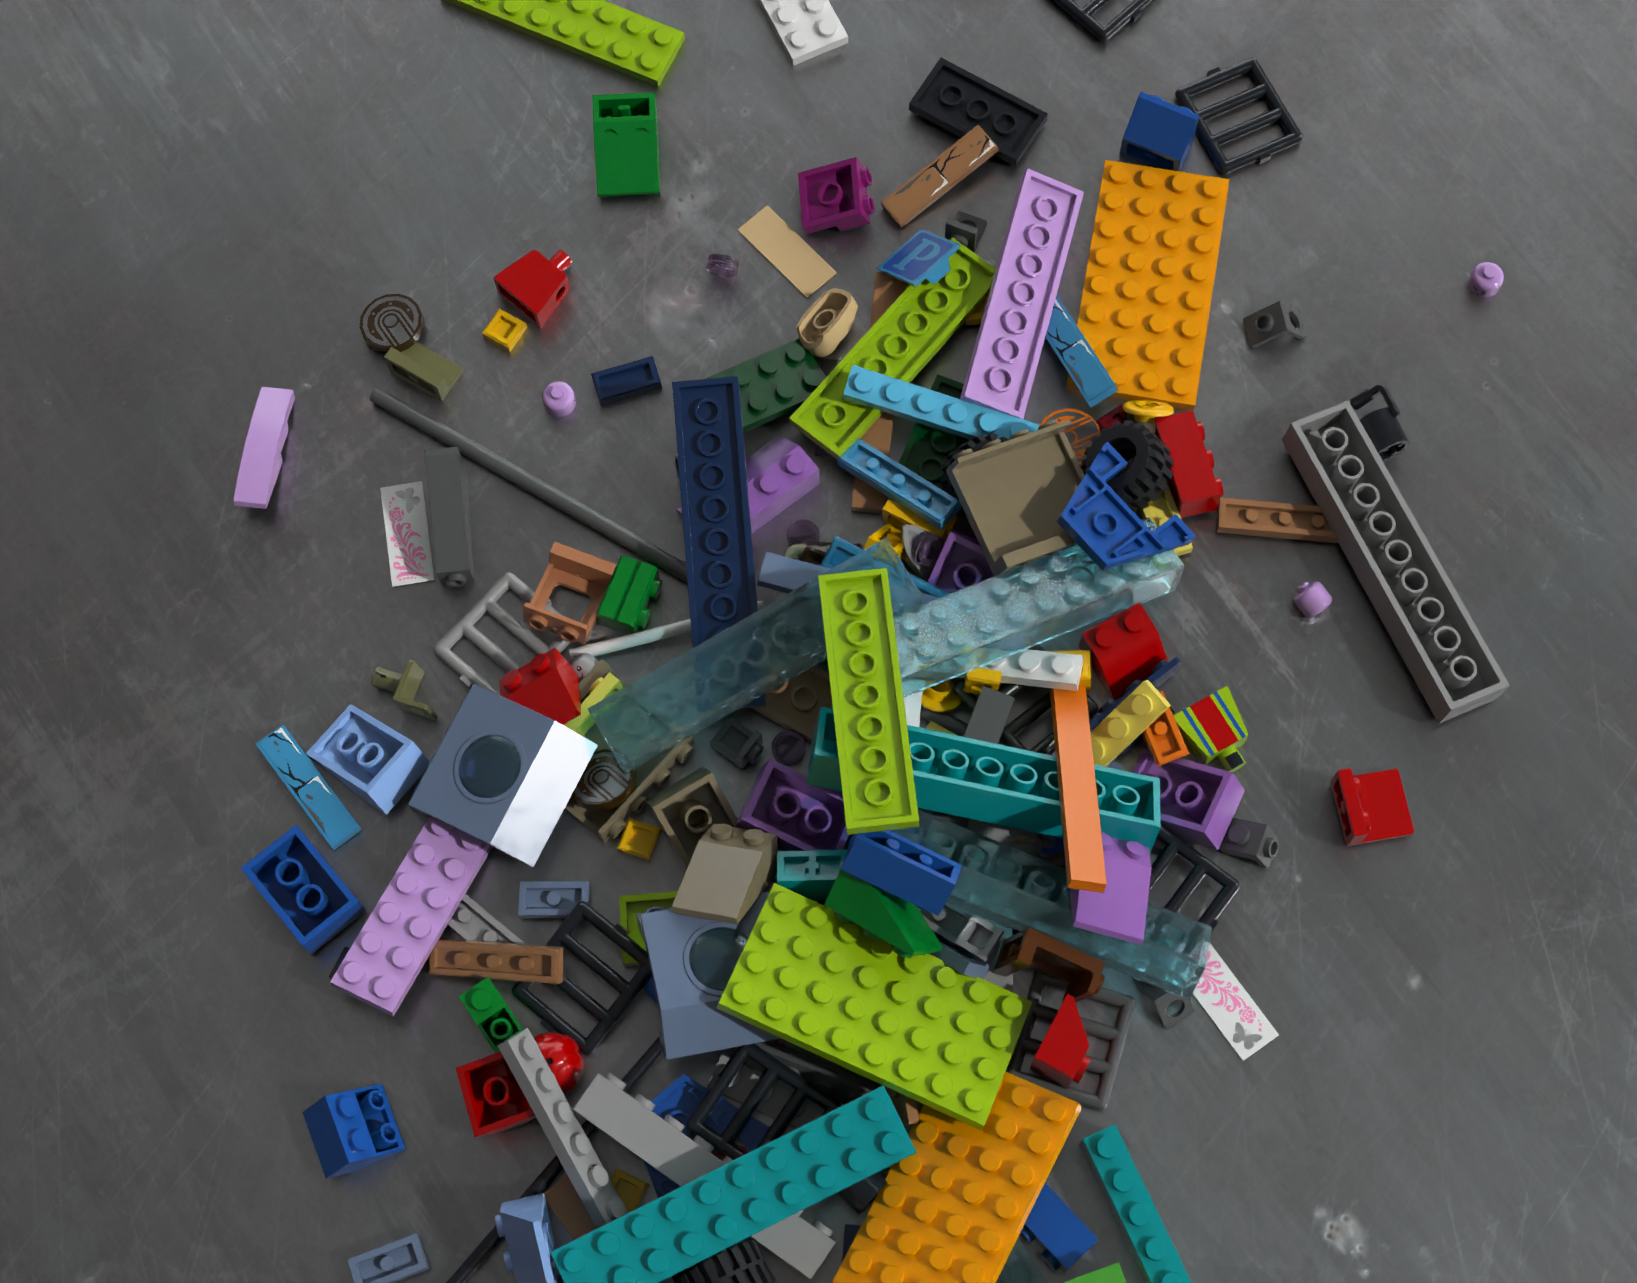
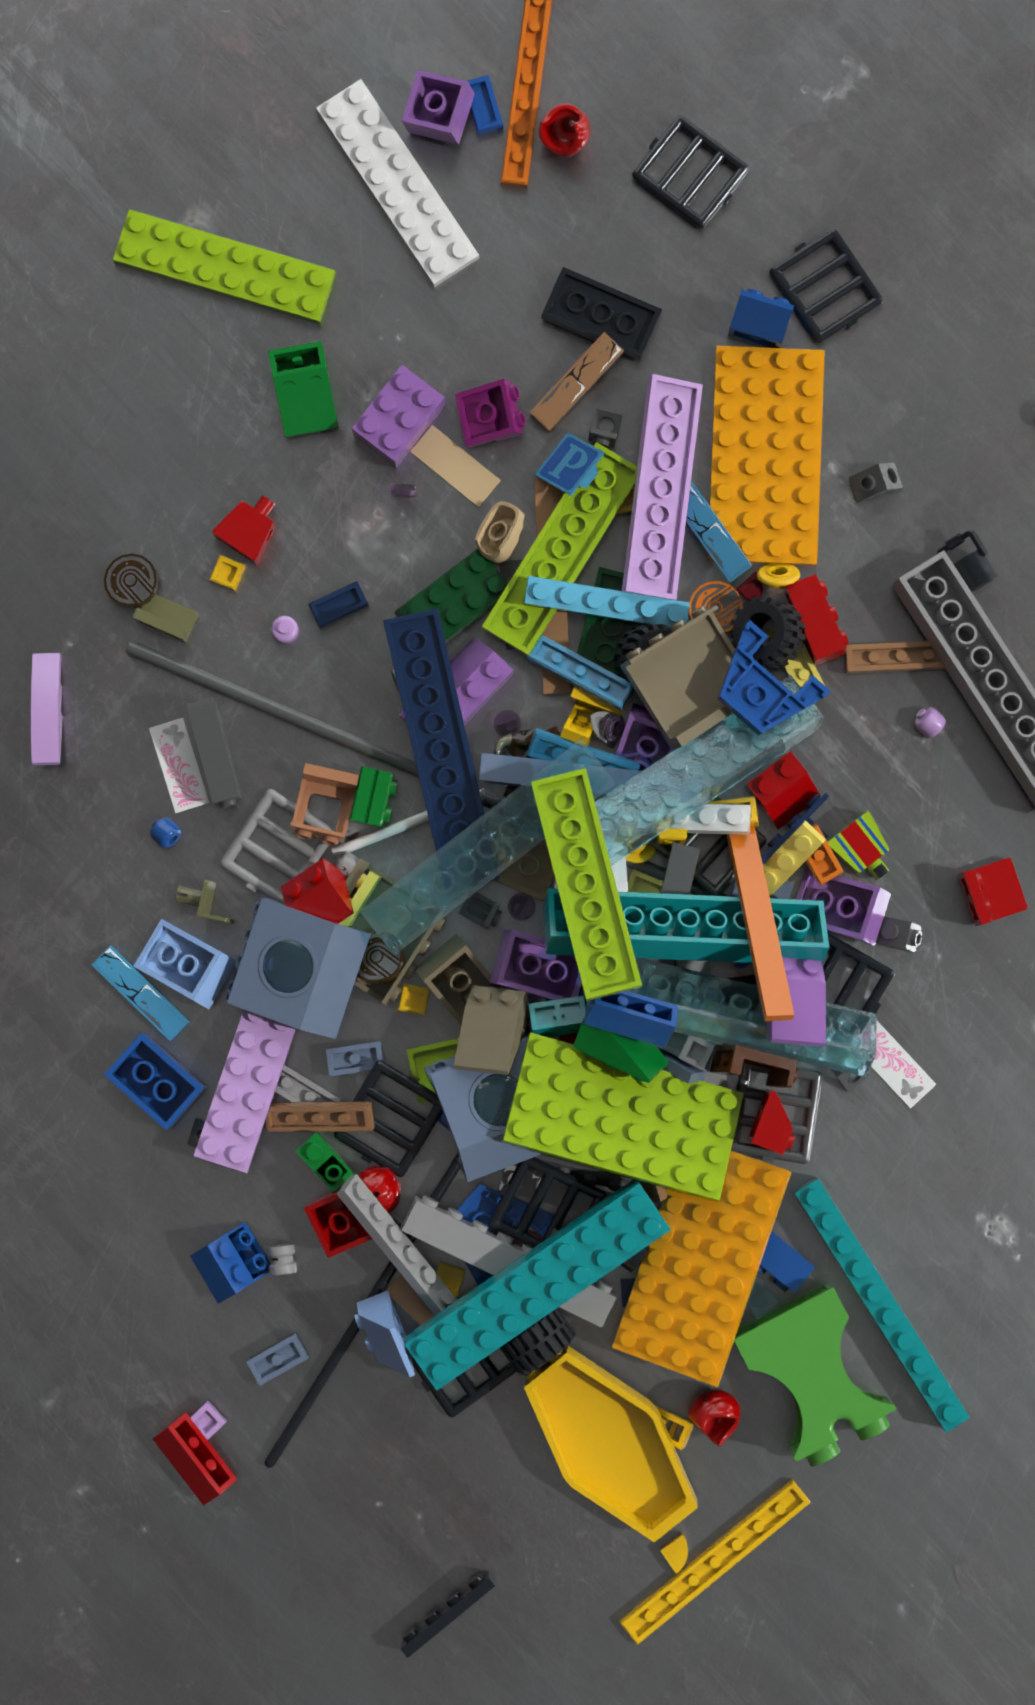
camera: 10 degrees left, 15 degrees up
(375, 604) = (165, 832): none -> blue piece
(417, 1135) = (281, 1259): none -> light grey wheel
(730, 187) = (399, 416): none -> medium lavender brick

